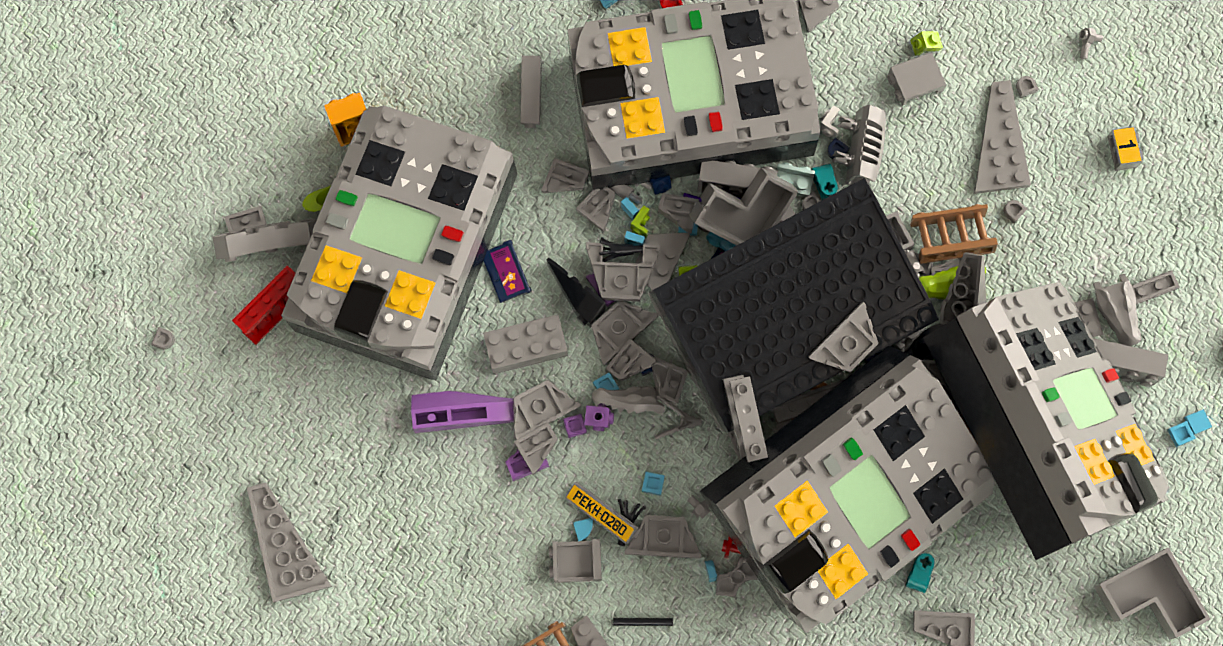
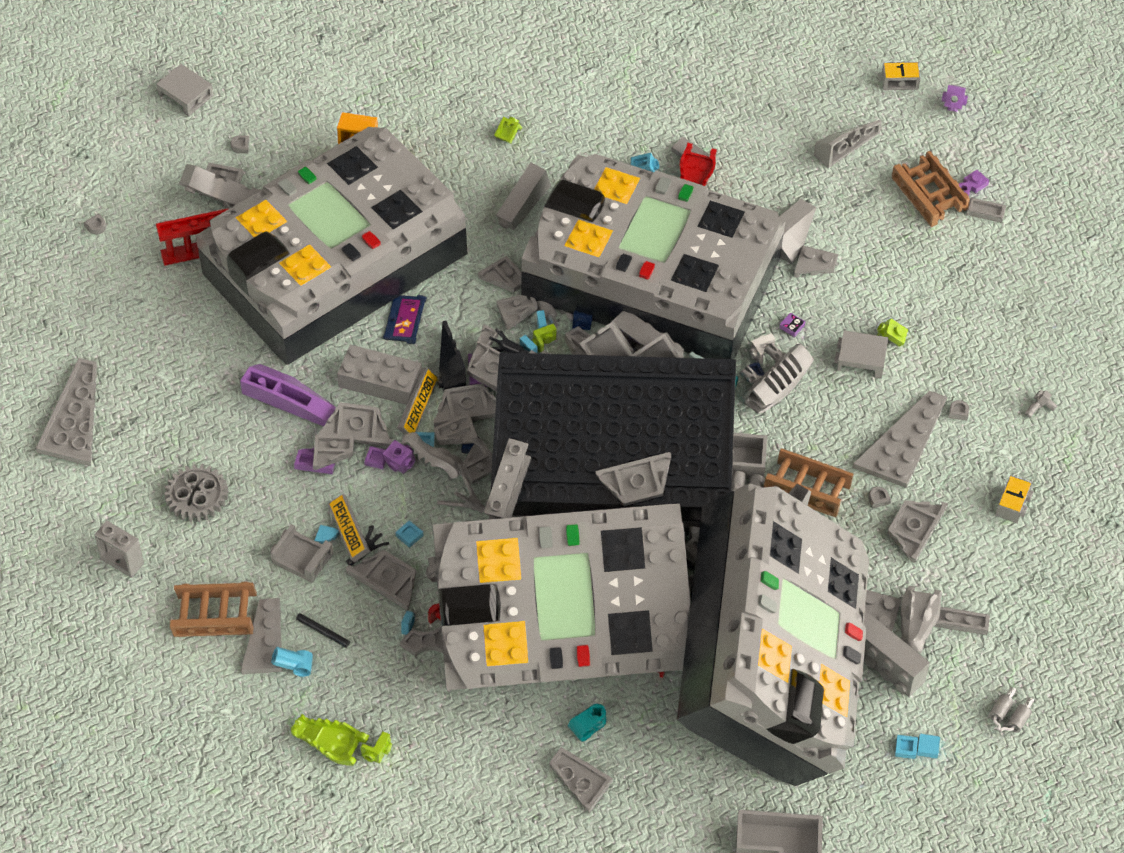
camera: 30 degrees right, 20 degrees down
(147, 150) = (185, 88): none -> light grey panel
(237, 177) = (240, 144): none -> light grey tile
(427, 561) = (181, 487): none -> light grey gear
(469, 25) = (507, 129): none -> lime bracket
(576, 352) = (418, 401): none -> tile
(839, 83) = (792, 324): none -> tile
(1062, 222) = (915, 526): none -> light grey wing

